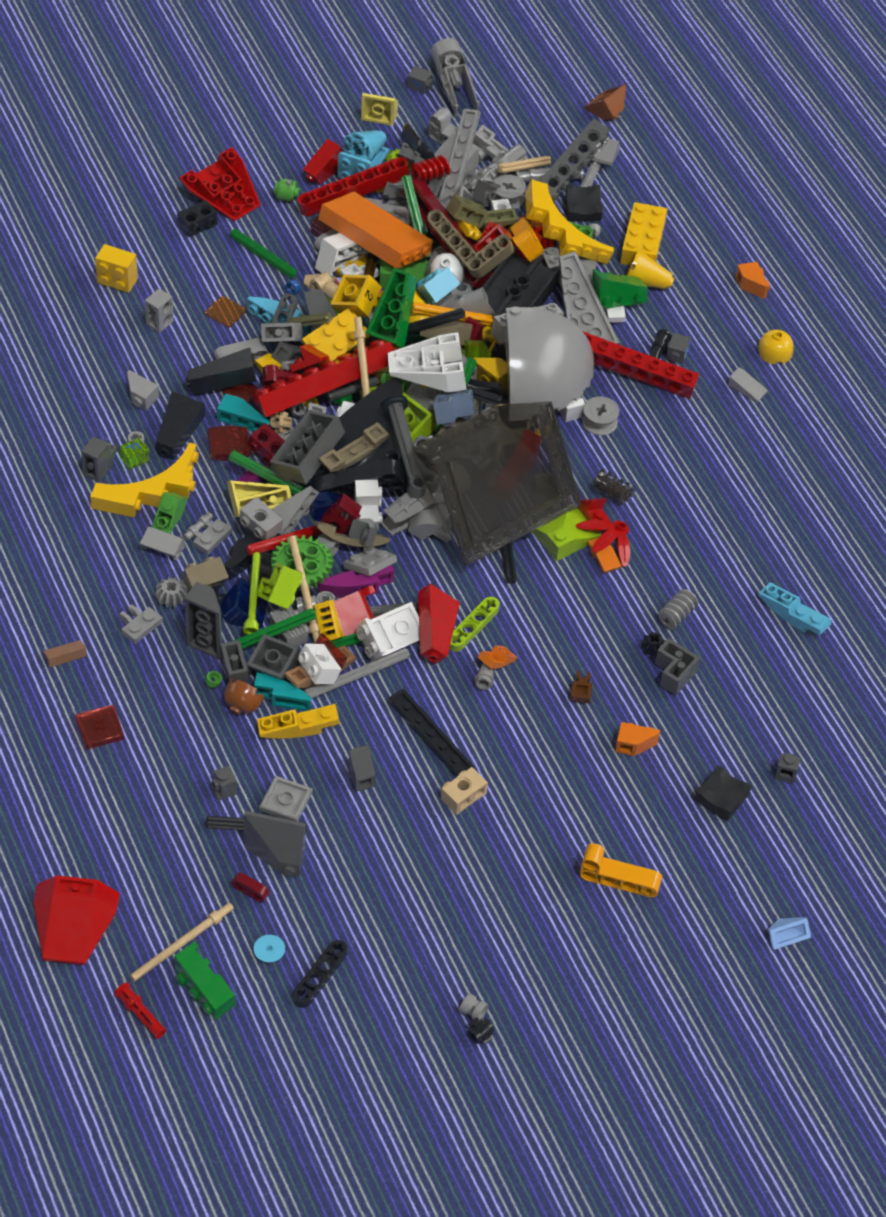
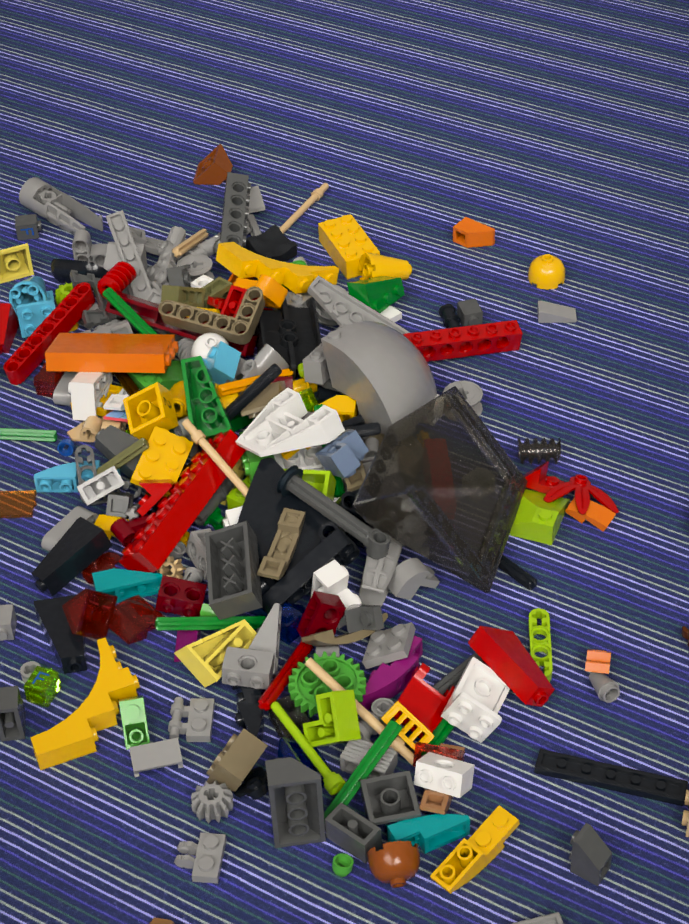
camera: 30 degrees left, 10 degrees down
(197, 422) = (90, 613): none -> clear red slope
(359, 672) = (482, 760): light grey axle -> none
(667, 173) = (316, 195): none -> tan bar

